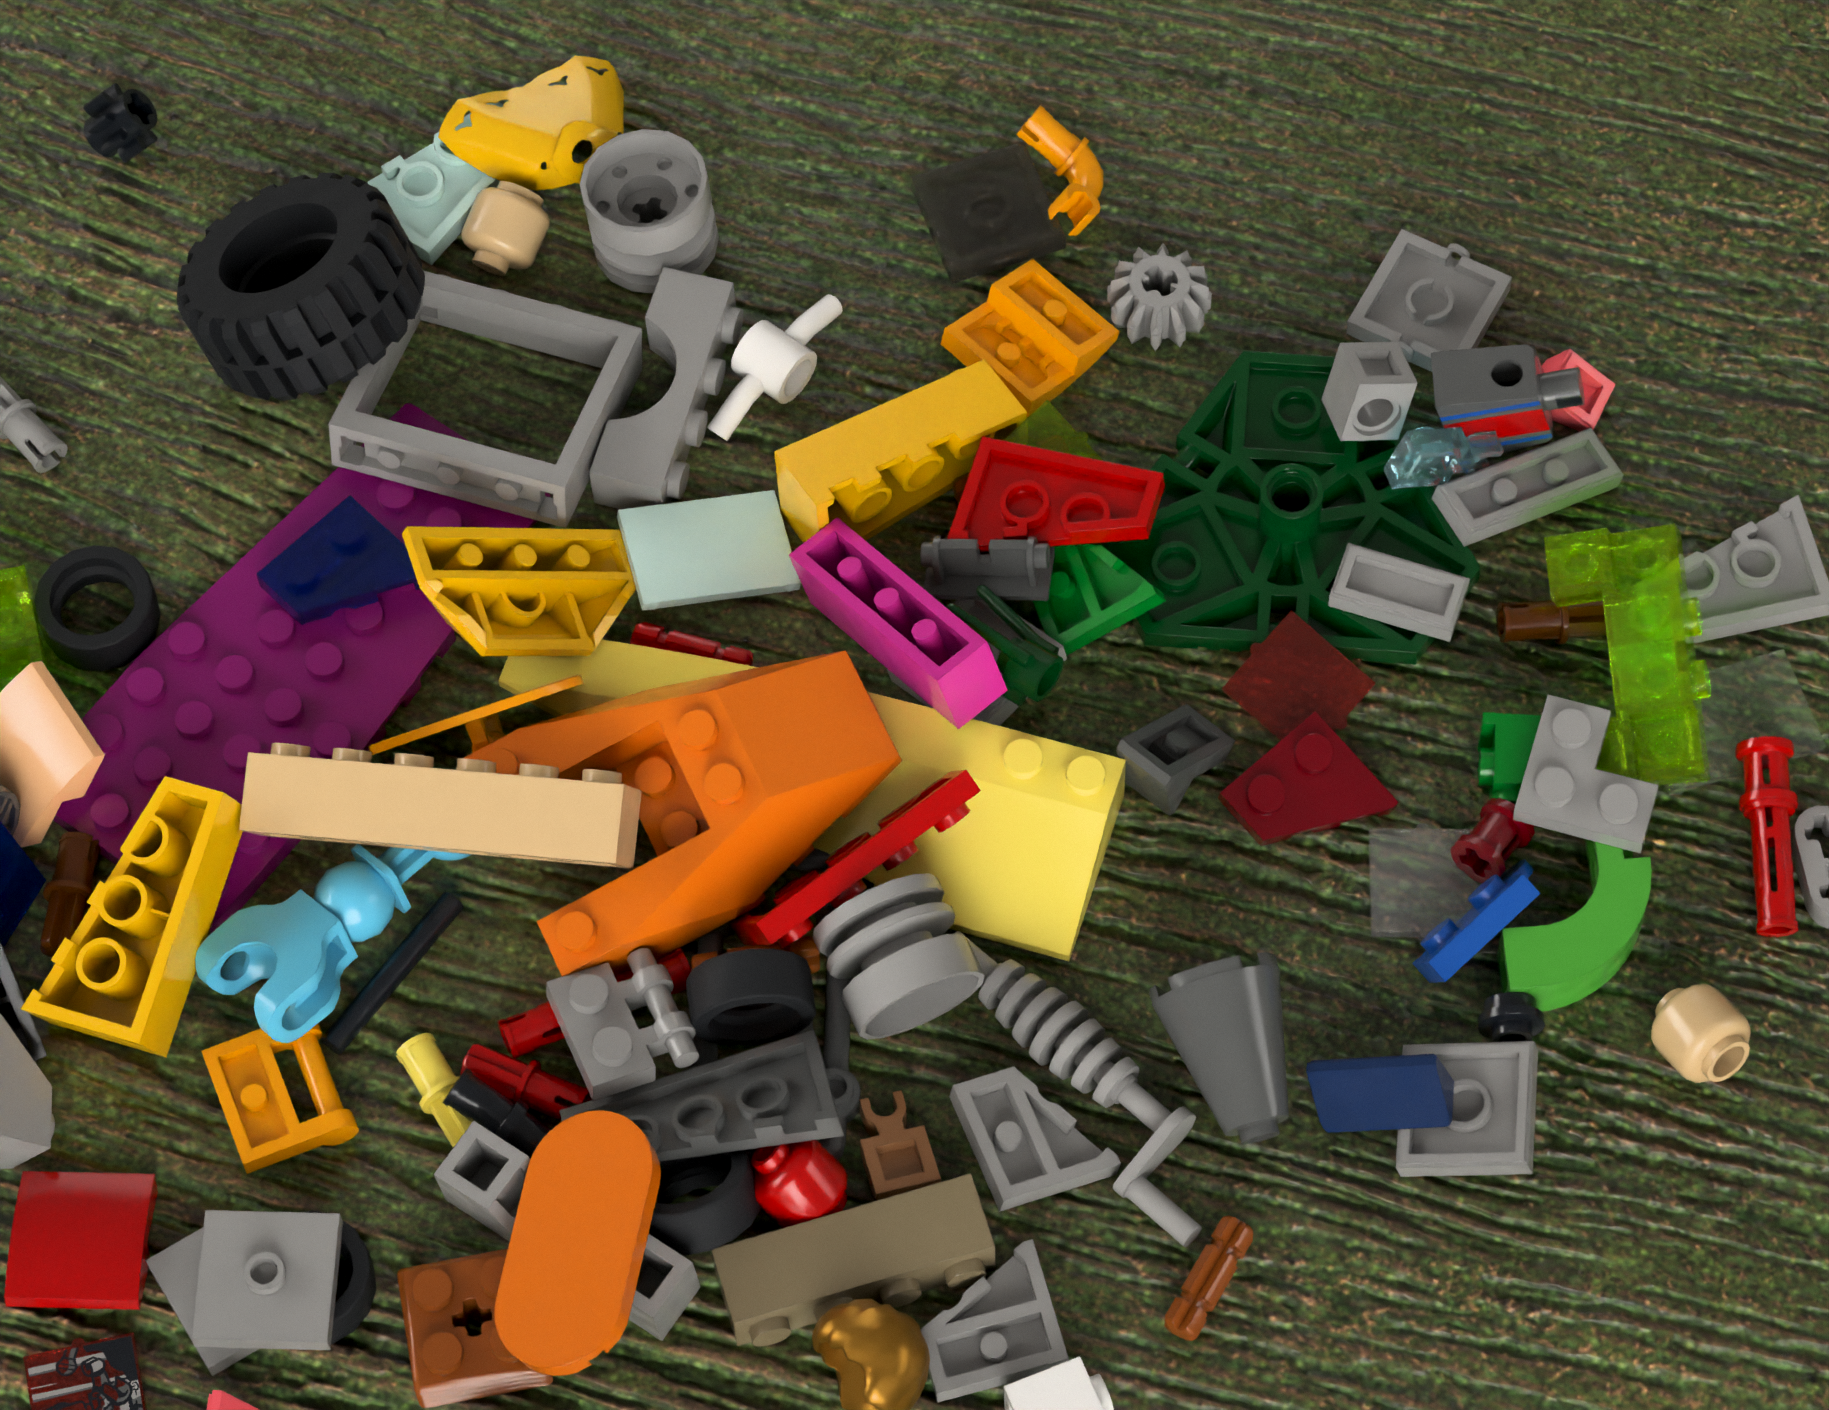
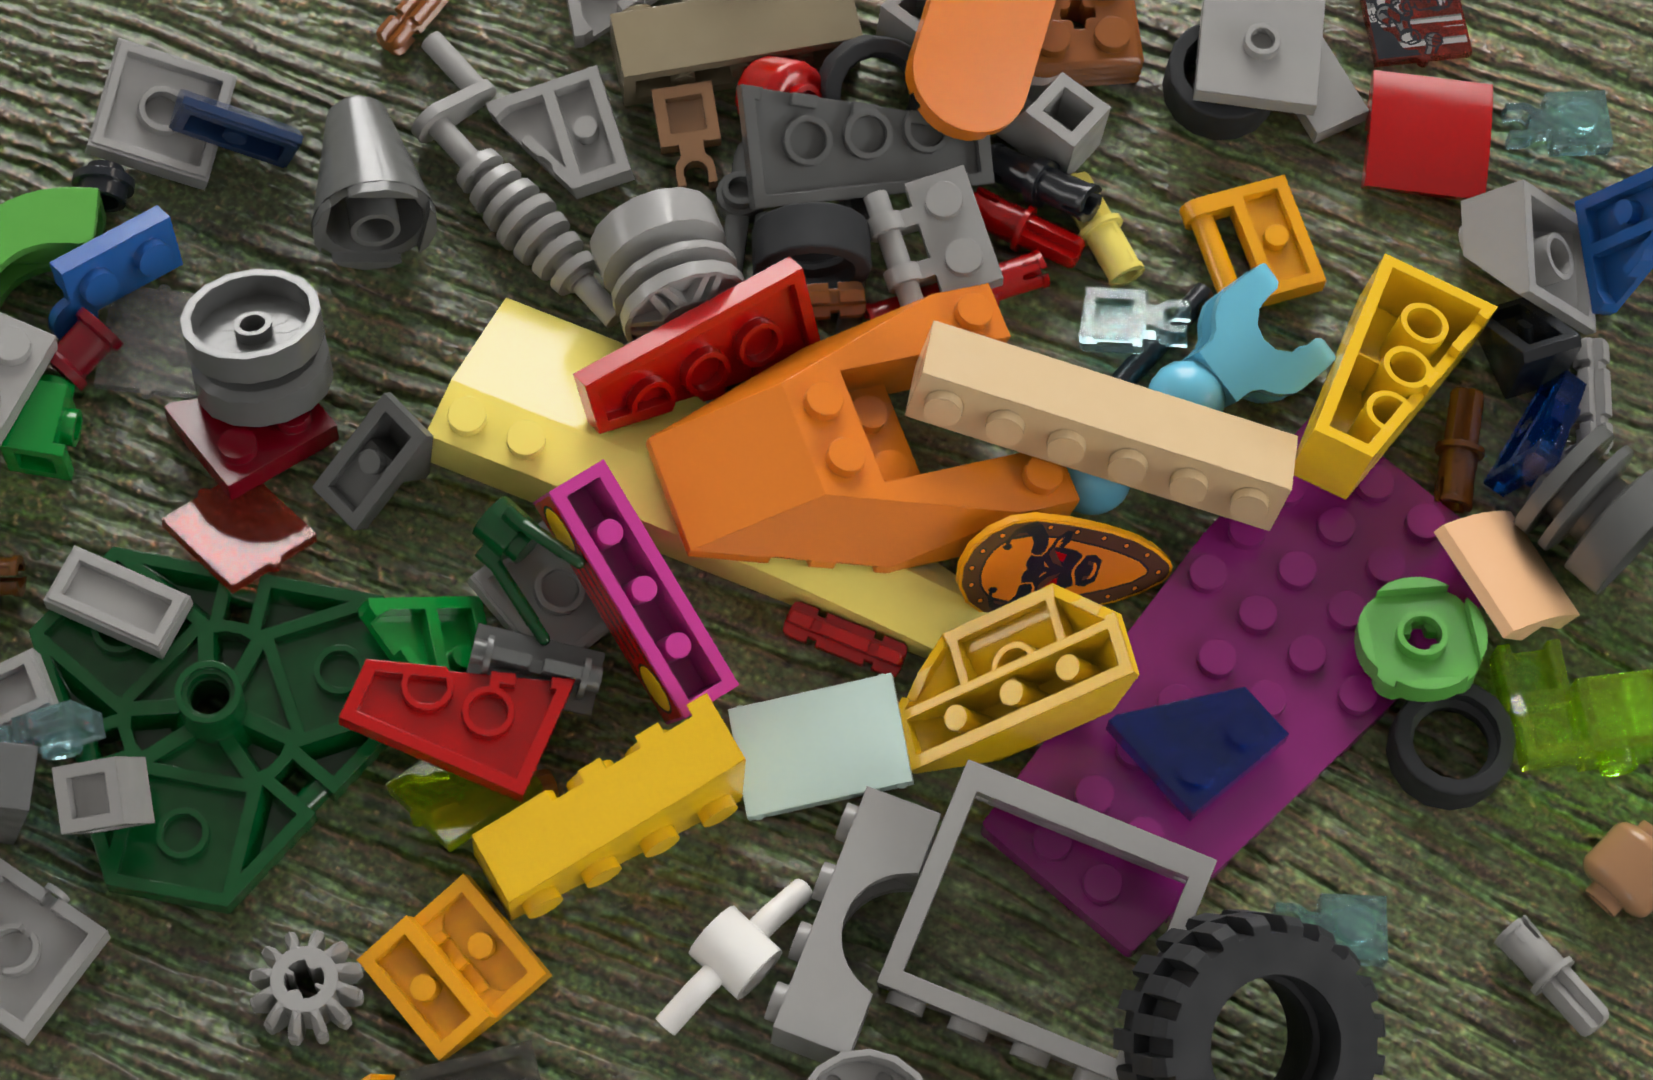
camera: 175 degrees right, 5 degrees up
(152, 690) = (1411, 672): none -> bright green plate
(209, 446) = (1353, 920): none -> clear light blue plate
(422, 988) = (1122, 319): none -> clear light blue plate
(1272, 840) = (257, 347): none -> dark grey wheel

